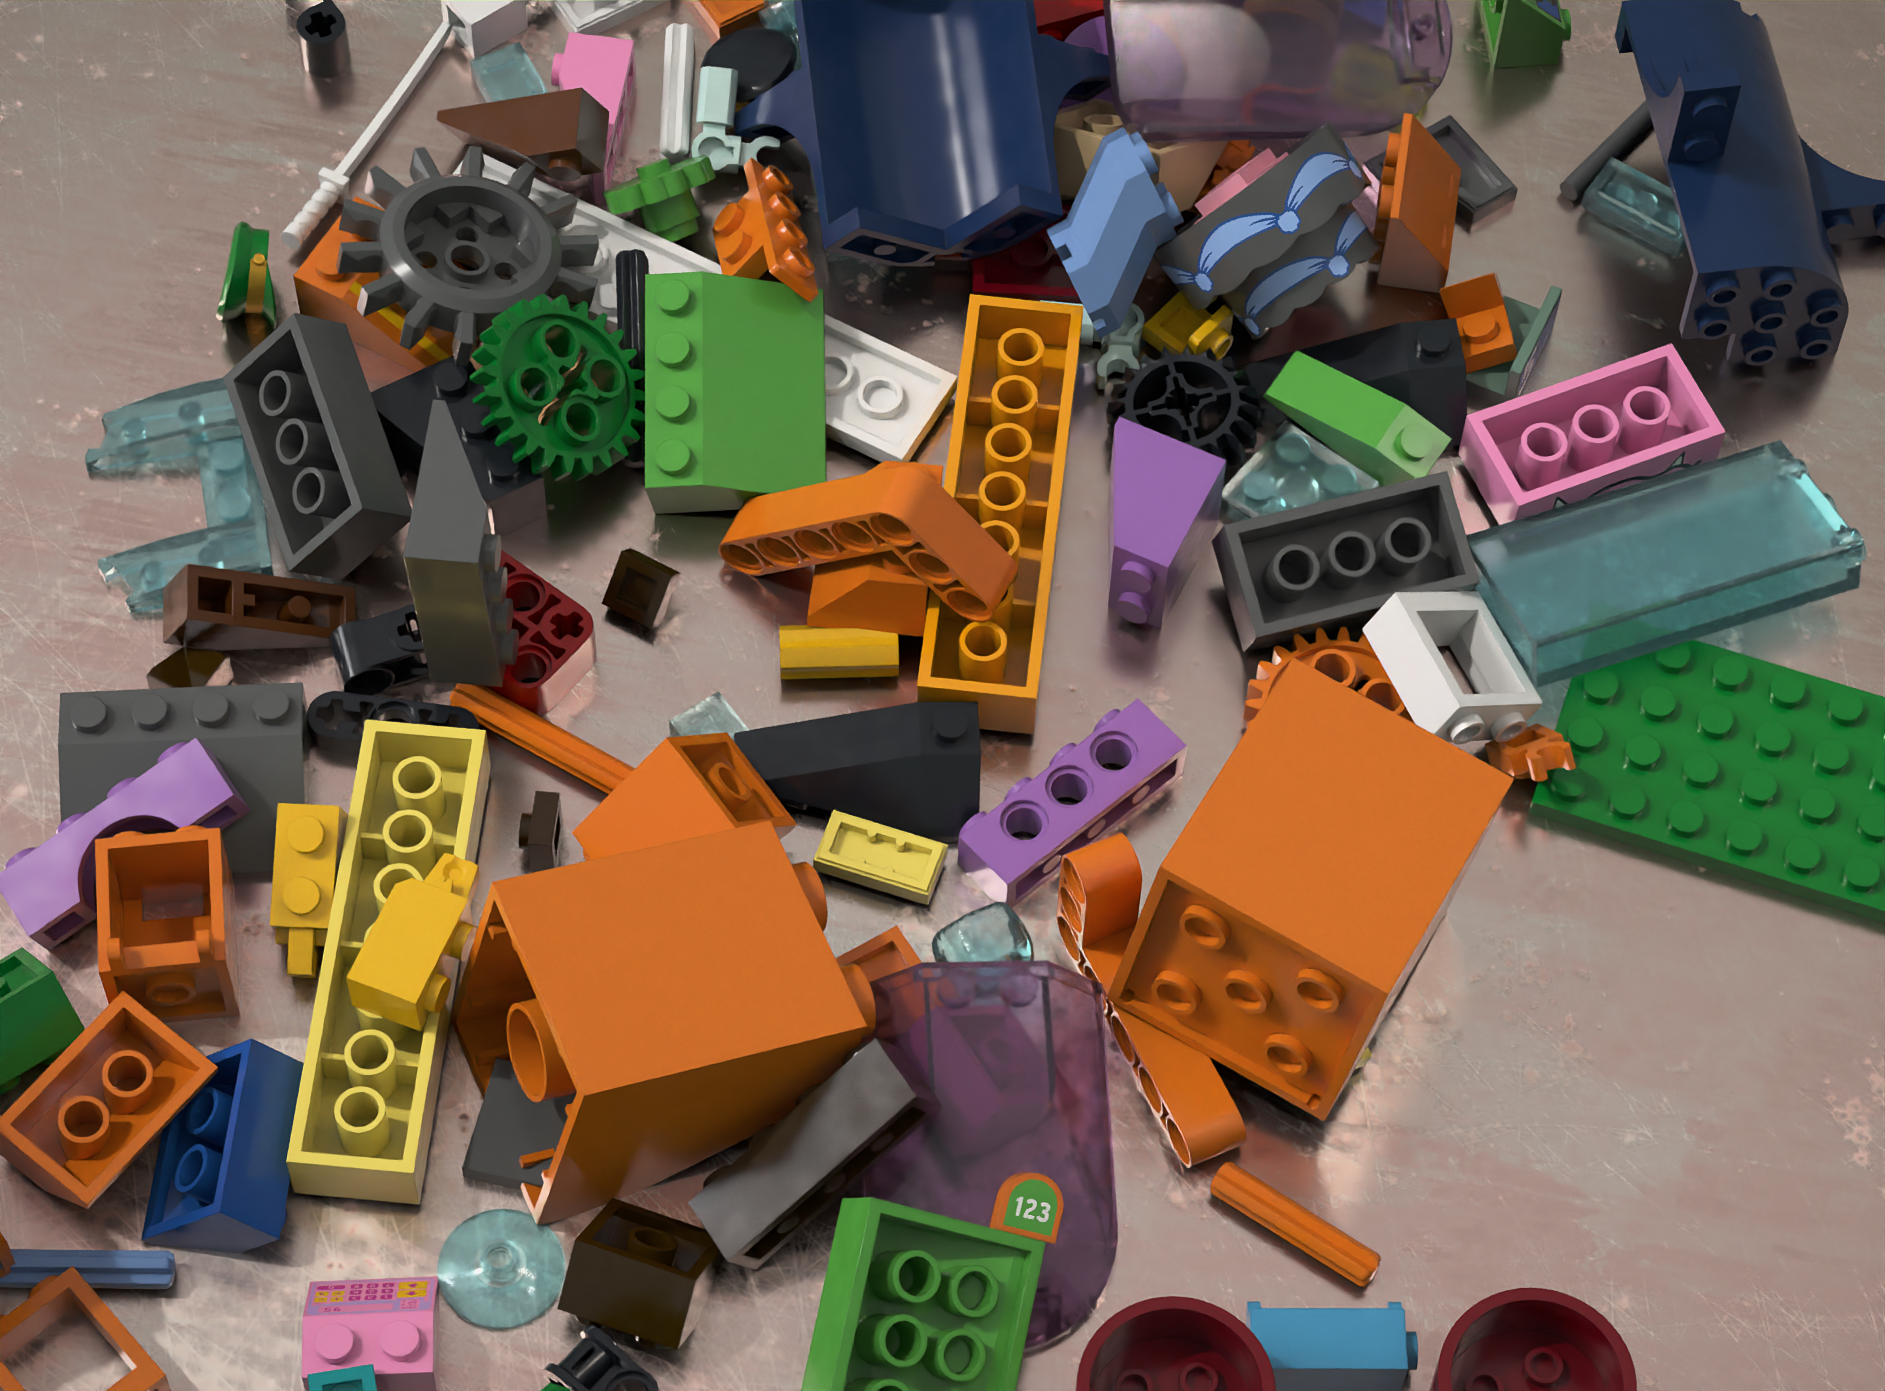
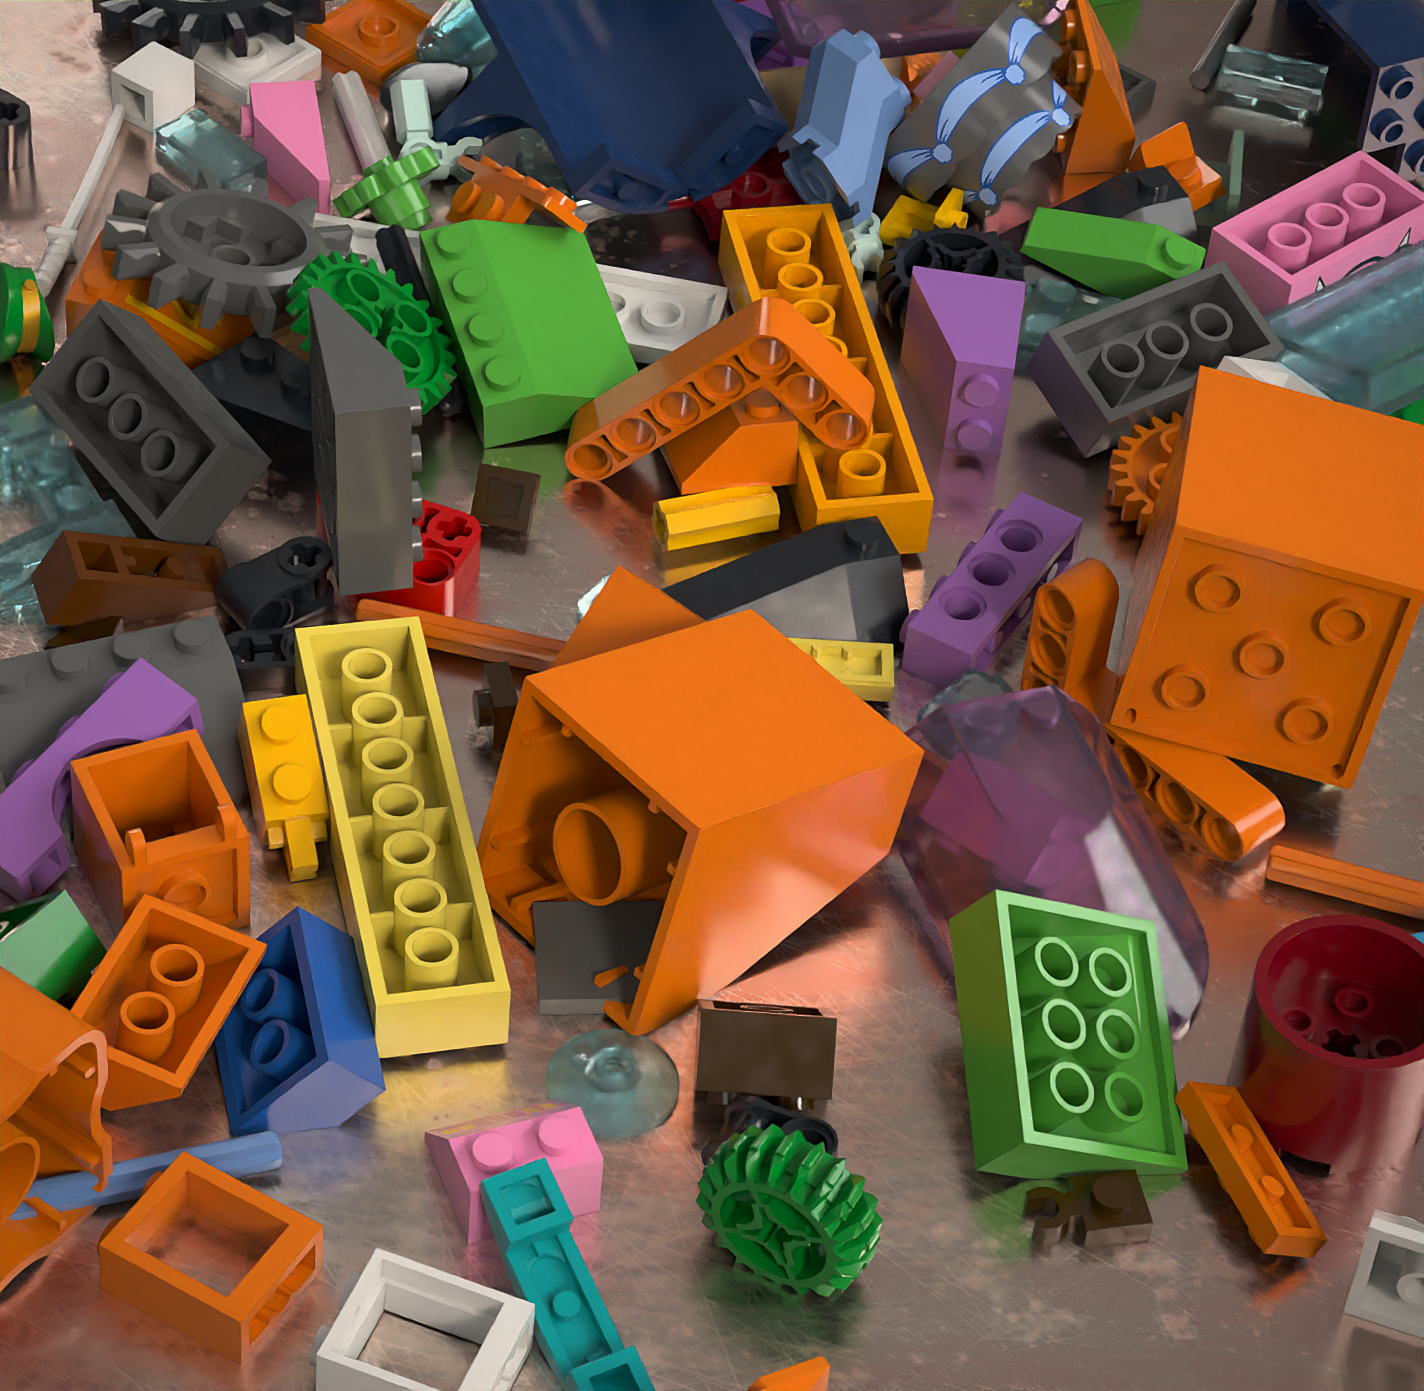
camera: 20 degrees left, 15 degrees down
(416, 944) = (435, 792): yellow hinge -> none
(554, 131) = (273, 146): reddish brown slope -> none
(814, 1153) = (900, 893): dark brown brick -> none
(1029, 1207) = (1128, 890): tile -> none

